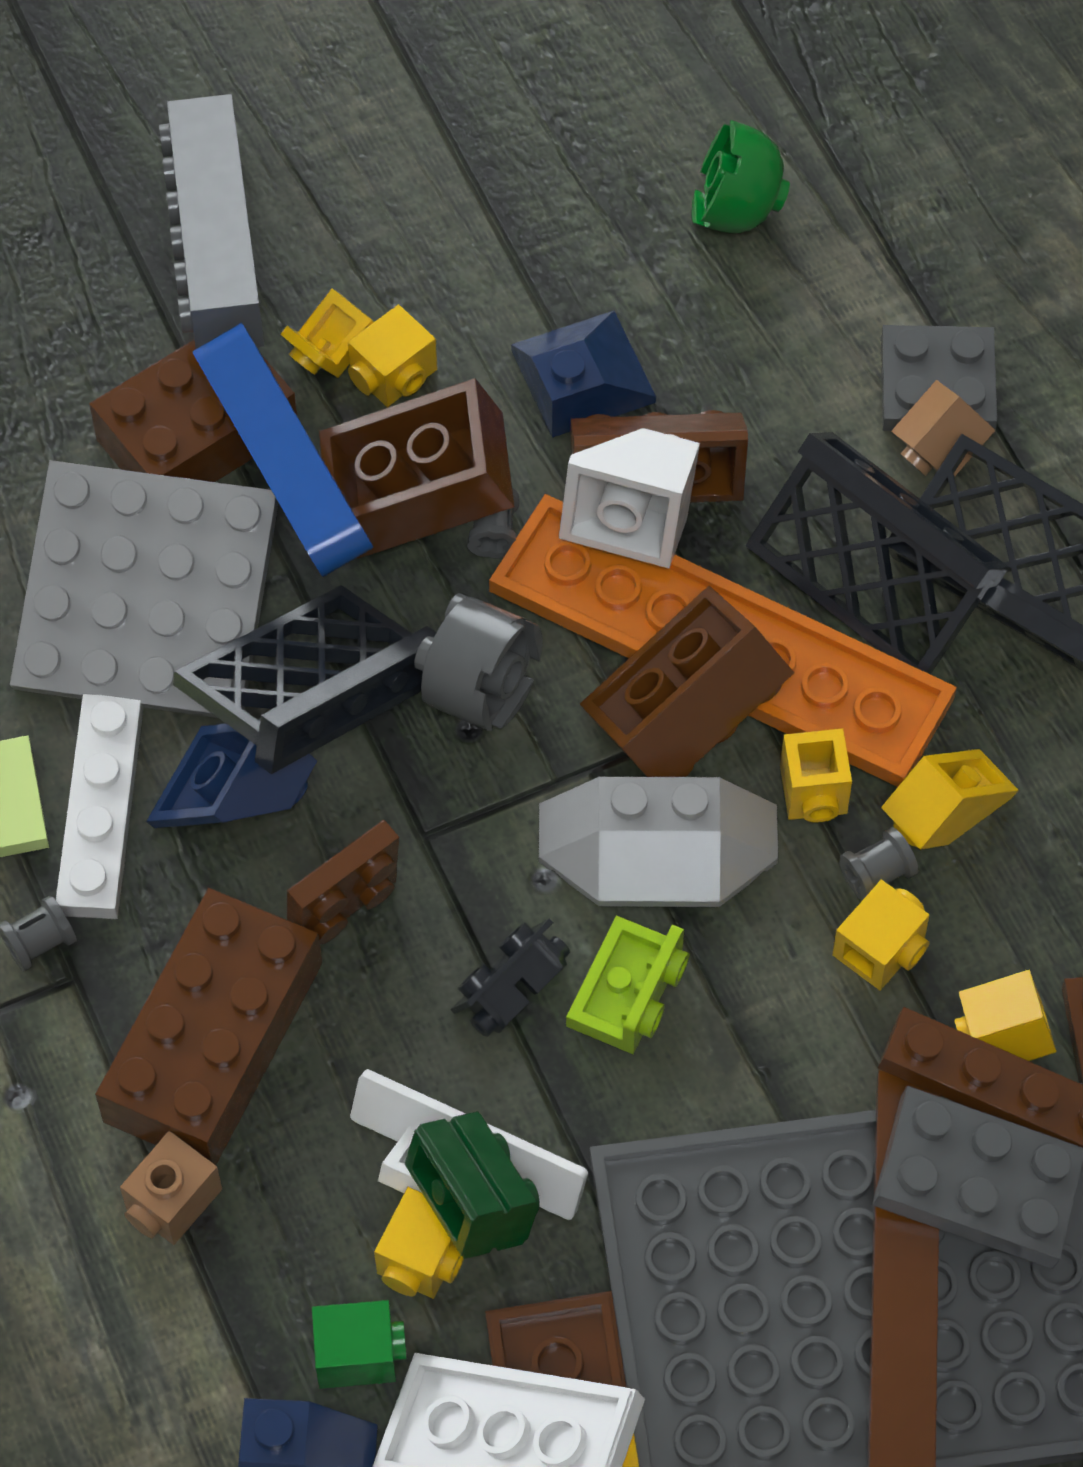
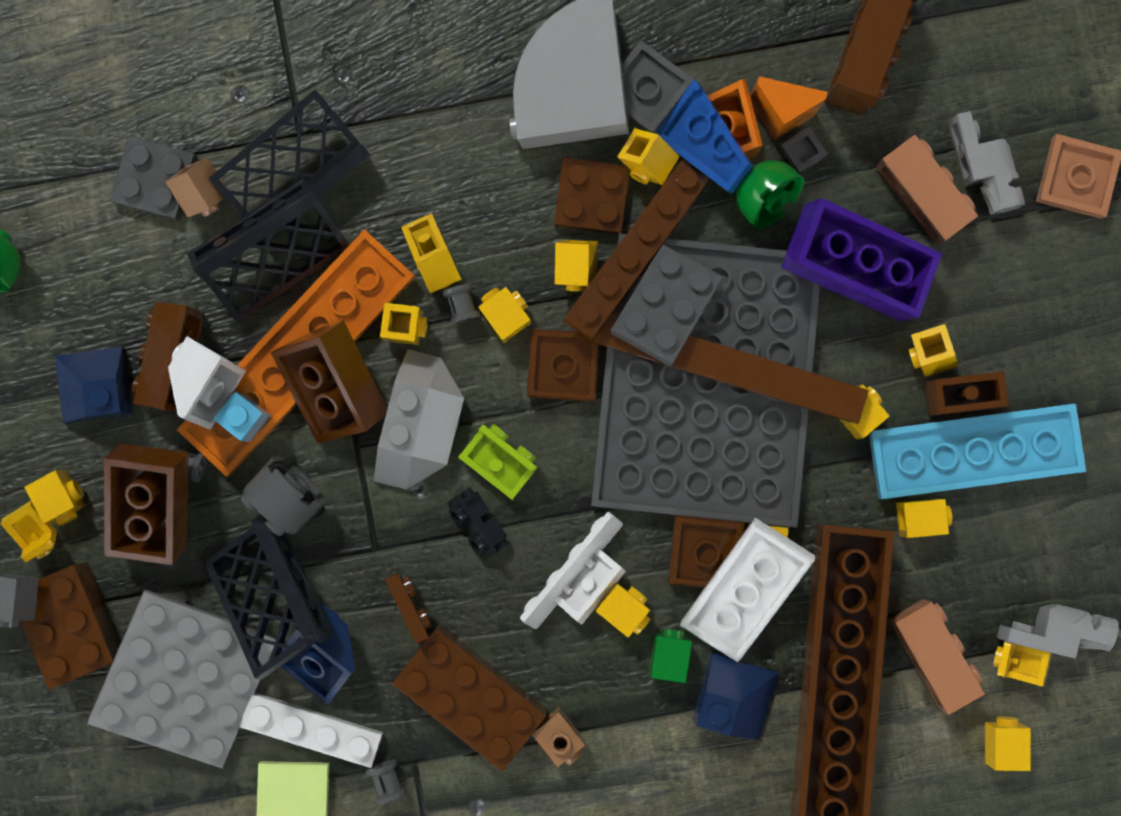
camera: 75 degrees left, 25 degrees up
(282, 450) = (117, 584): blue beam -> none
(472, 1184) = (608, 577): dark green brick -> none
(592, 569) = (242, 417): none -> medium azure brick
(819, 1049) = (562, 366): none -> reddish brown plate

